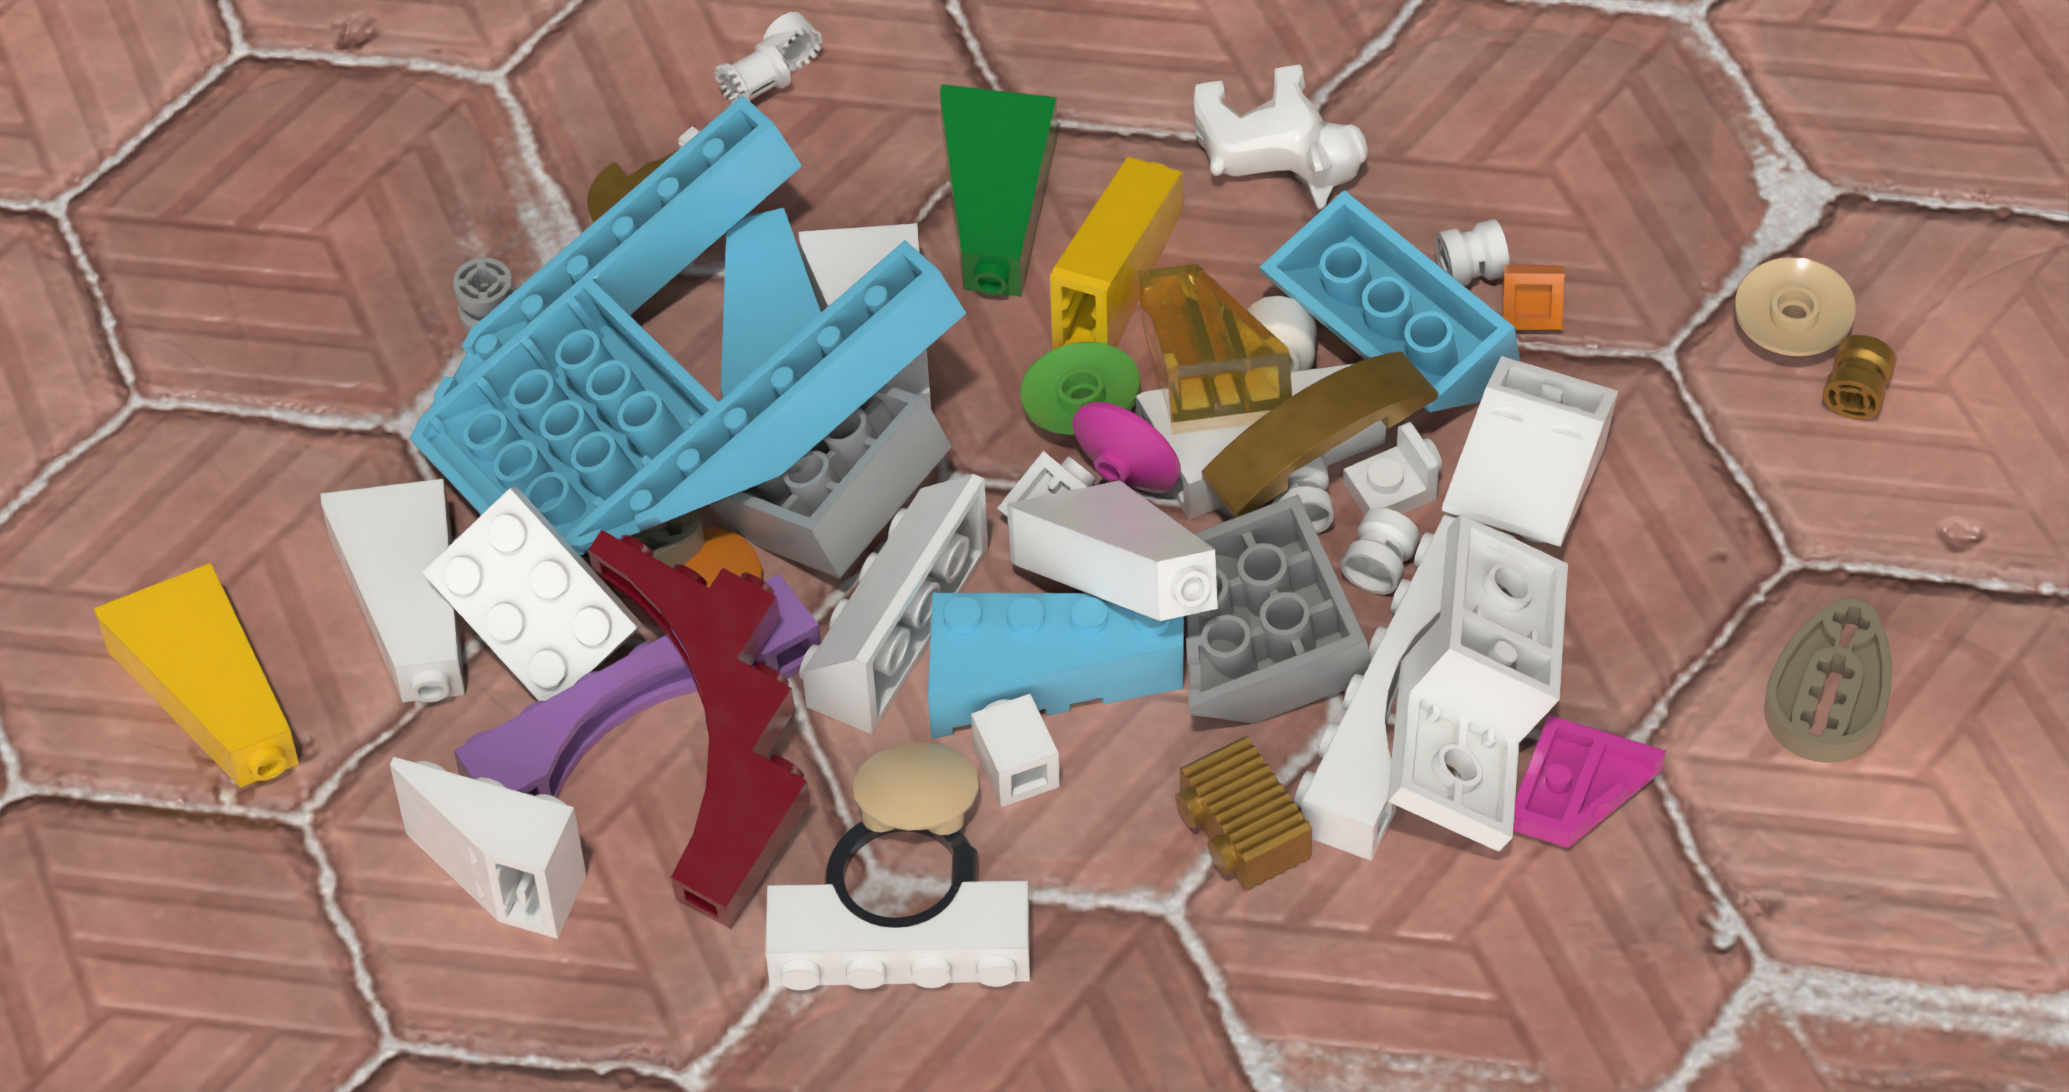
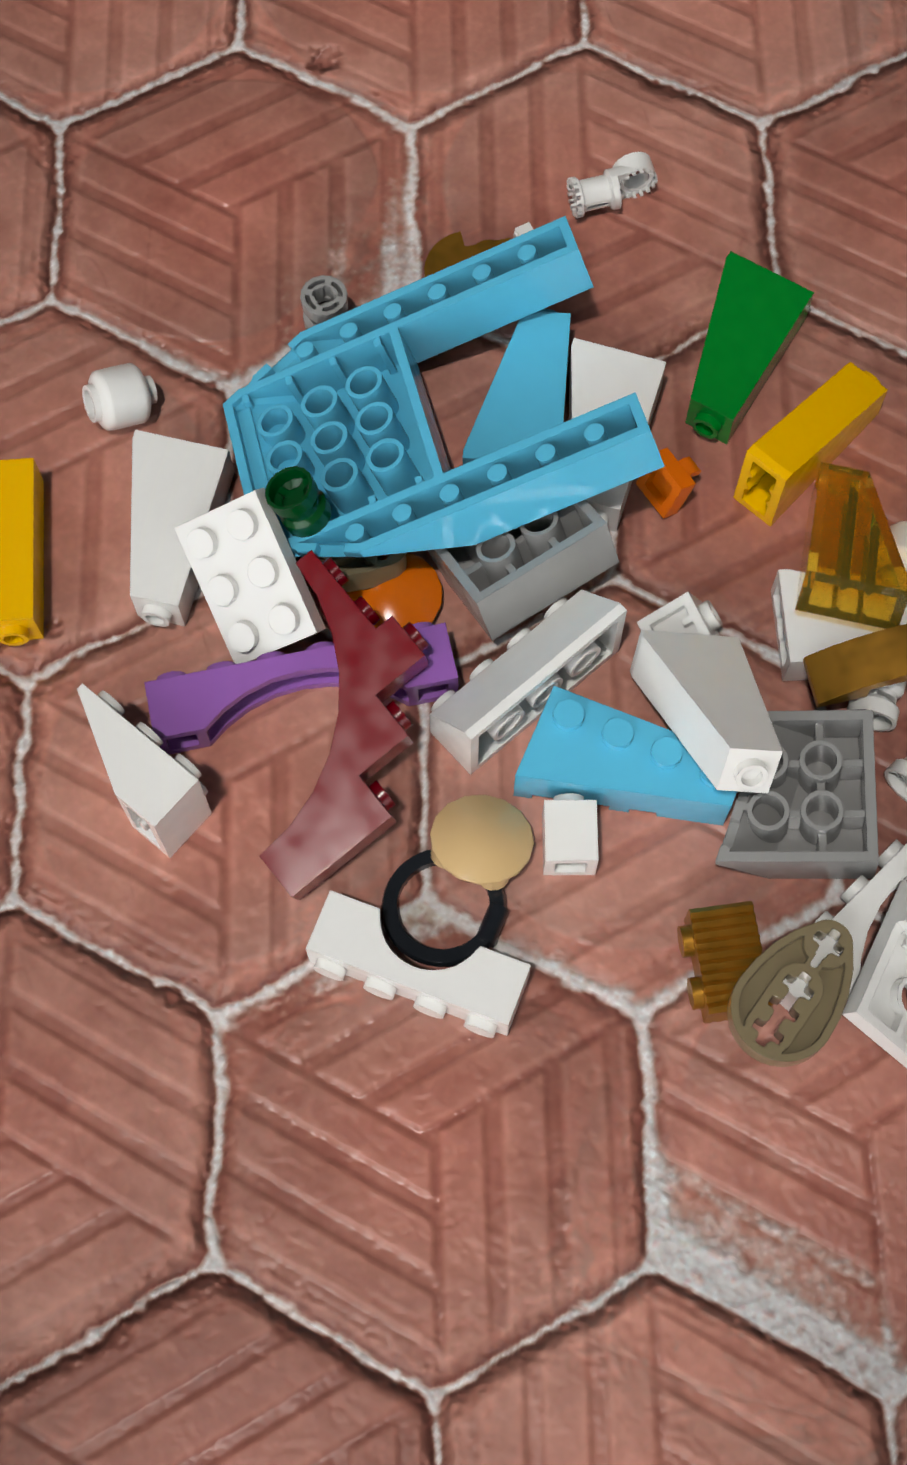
camera: 20 degrees right, 15 degrees up
(278, 471) = (119, 396): none -> white head
(562, 489) = (298, 501): none -> dark green wheel
(971, 353) = (670, 485): none -> orange tile
(1075, 376) = (744, 529): bright green dish -> none
(1126, 447) = (752, 613): dark pink dish -> none
(1357, 815) = (814, 1018): none -> dark tan piece

